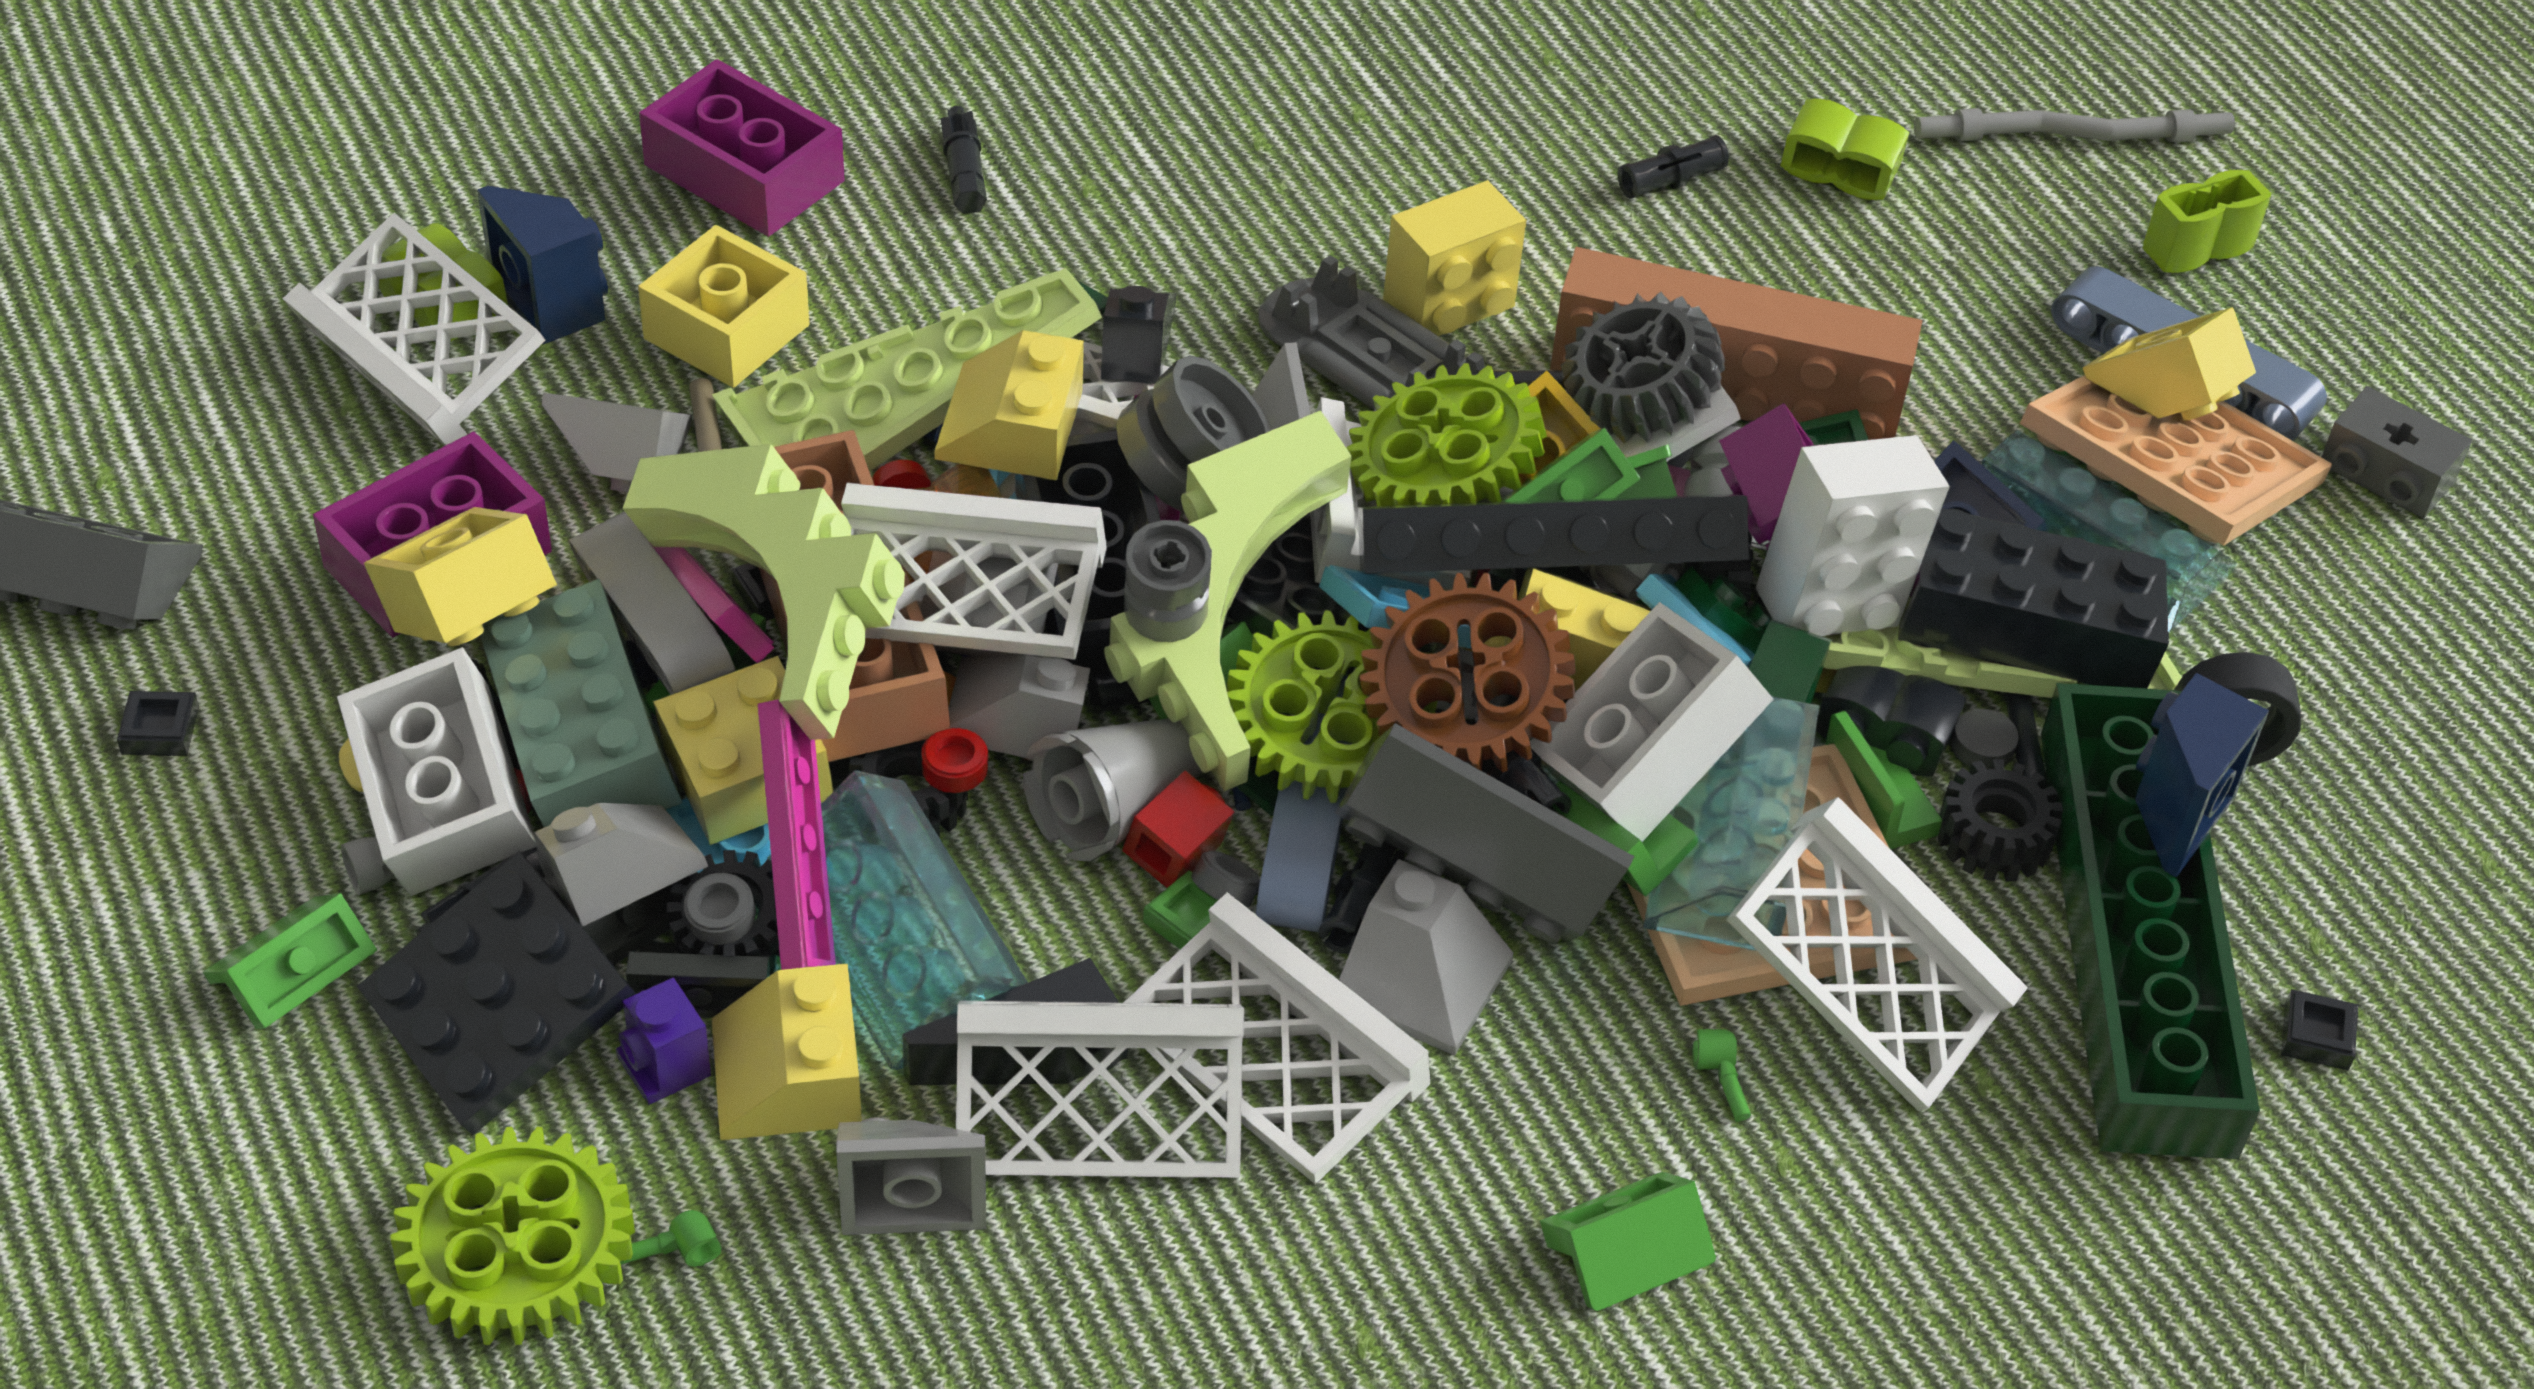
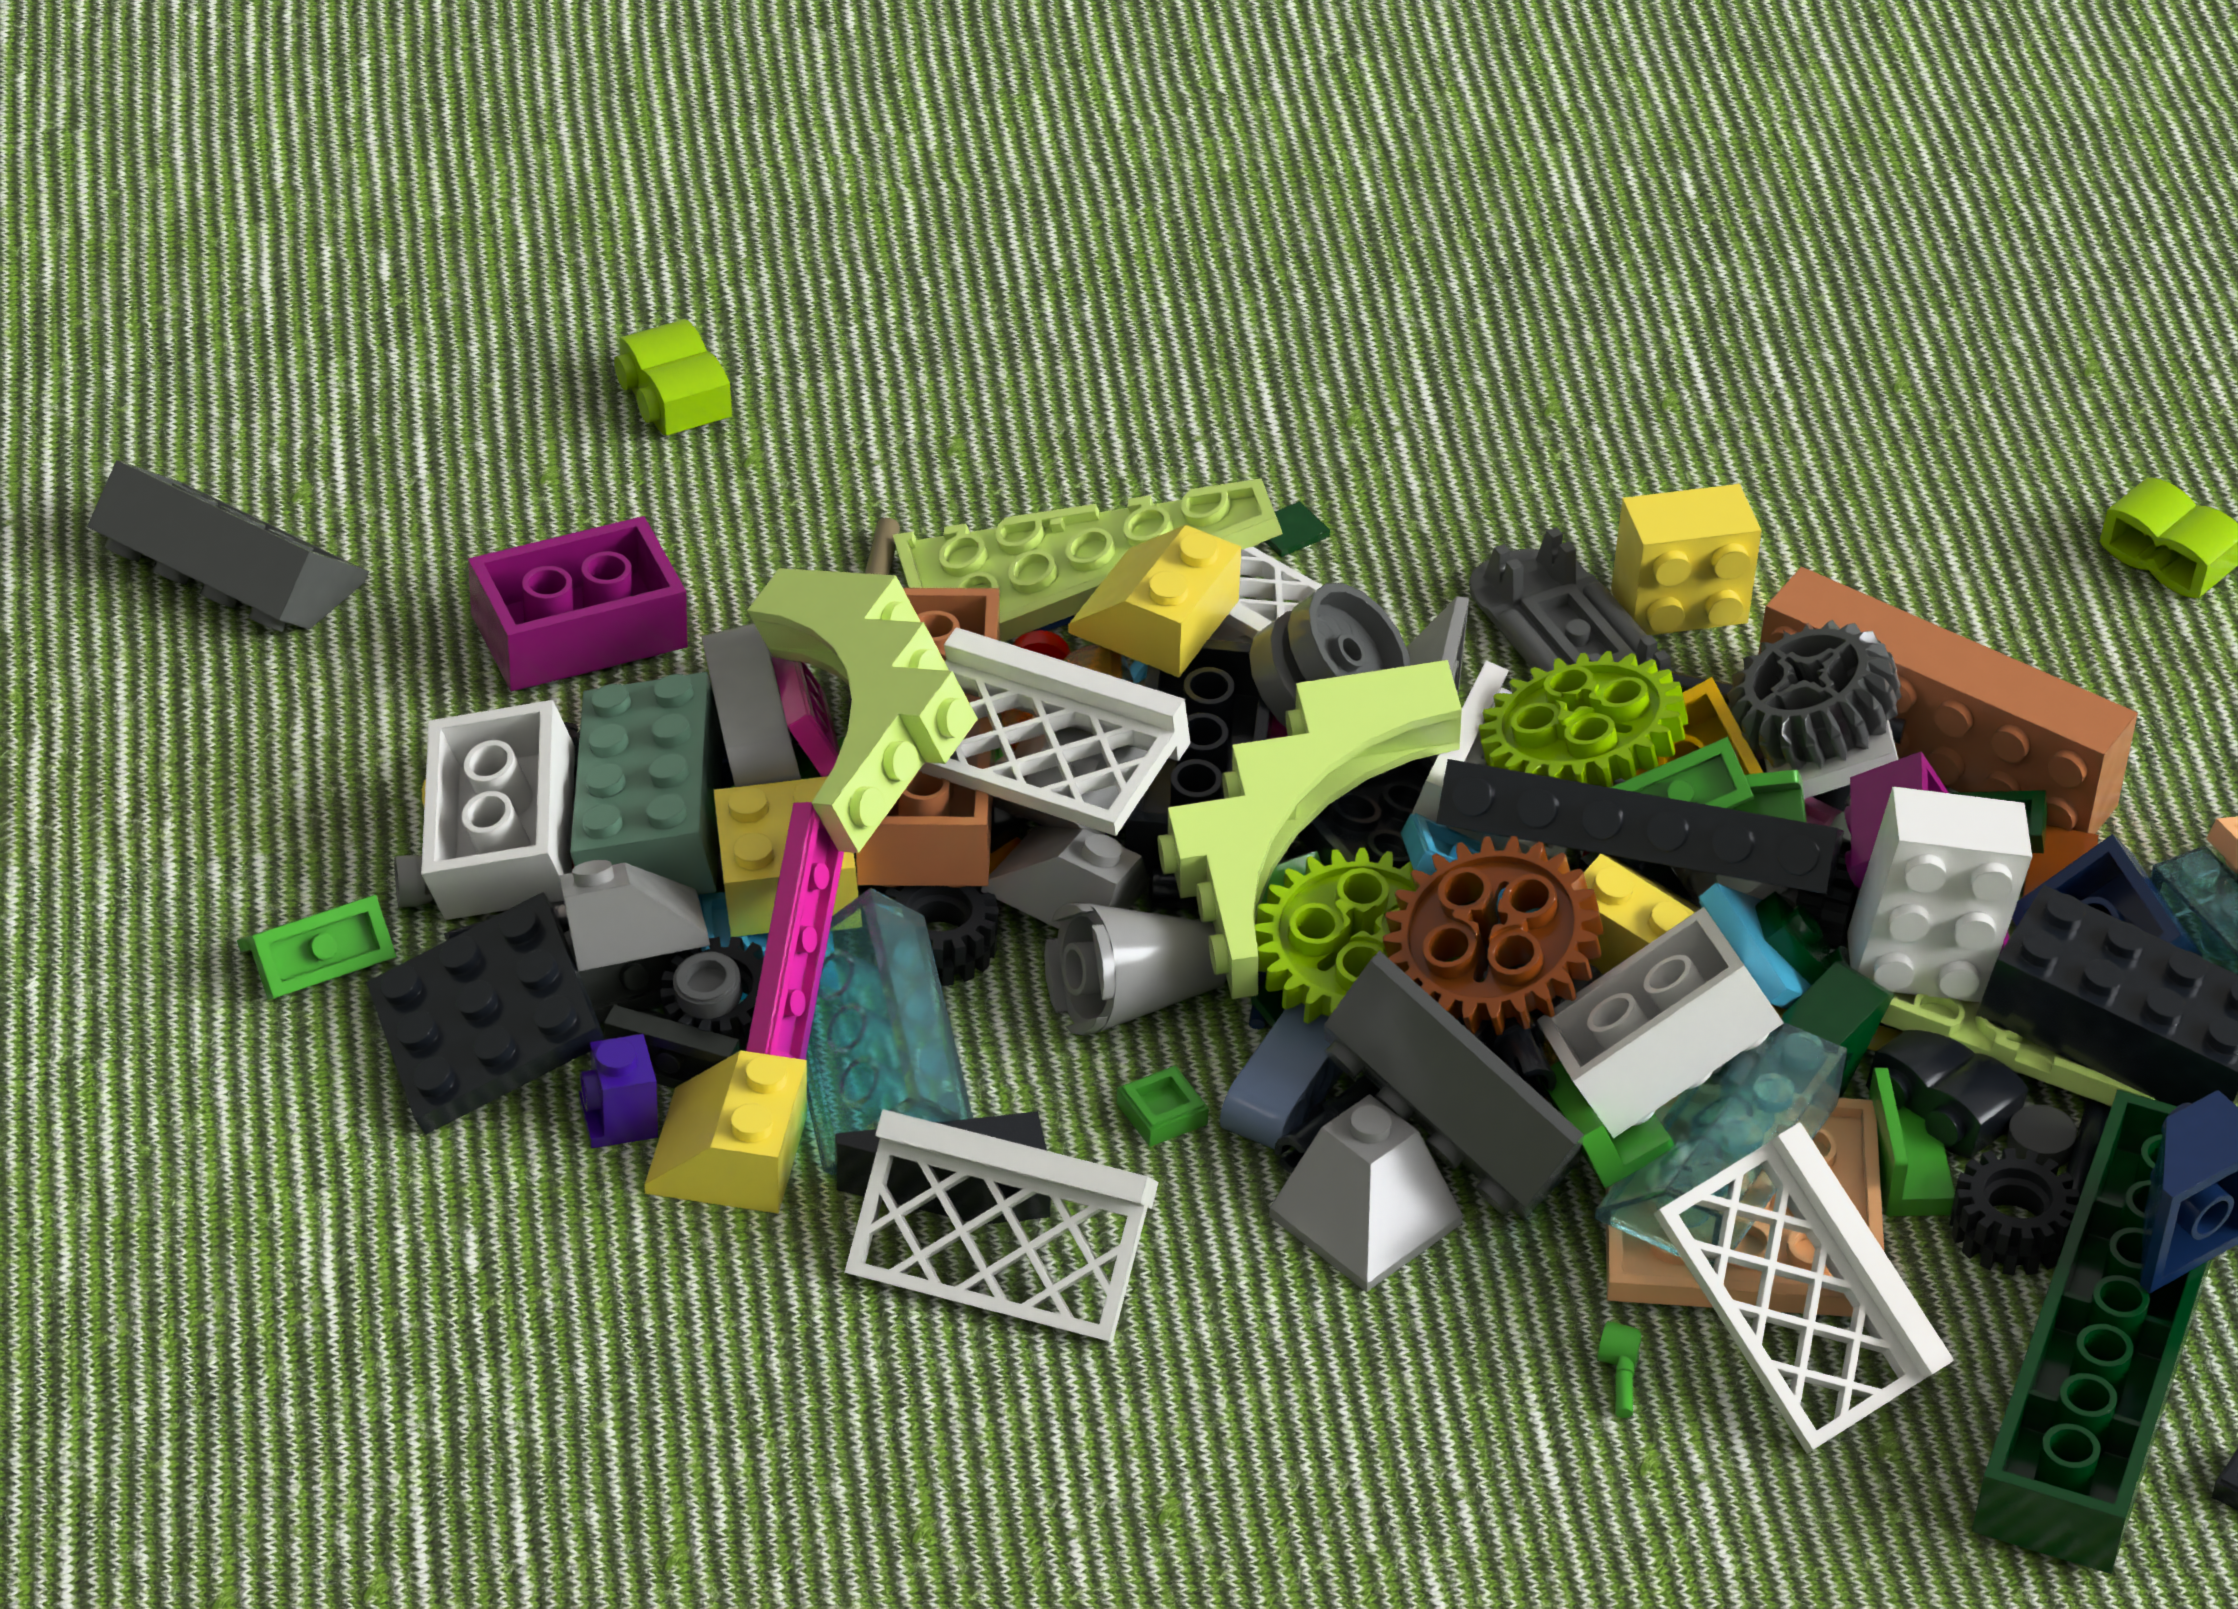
camera: 20 degrees right, 5 degrees down
(158, 723) = (273, 719): black tile -> none
(390, 369) = (598, 448): white fence -> none
(461, 575) = (579, 640): light yellow brick -> none
(513, 1235) = (426, 1219): lime gear -> none
(545, 259) = (776, 375): dark blue slope -> none
(616, 435) = (773, 542): light grey slope -> none
(689, 1234) = (582, 1260): bright green hand -> none
(724, 305) = (934, 453): light yellow brick -> none
(742, 147) = (1012, 307): magenta brick -> none
(909, 1177) = (791, 1259): light grey slope -> none
(954, 760) = (983, 911): red tile -> none
(964, 162) = (1233, 370): black piece -> none
(1136, 333) = (1330, 550): black slope -> none
(1167, 580) = (1225, 780): dark grey wheel -> none
(1177, 829) = (1177, 1023): red brick -> none
(1221, 873) = (1203, 1078): dark grey tile -> none
(1323, 1008) = (1247, 1214): white fence -> none
(1633, 1238) = (1460, 1488): bright green panel -> none
(1673, 166) = (1978, 518): black pin -> none

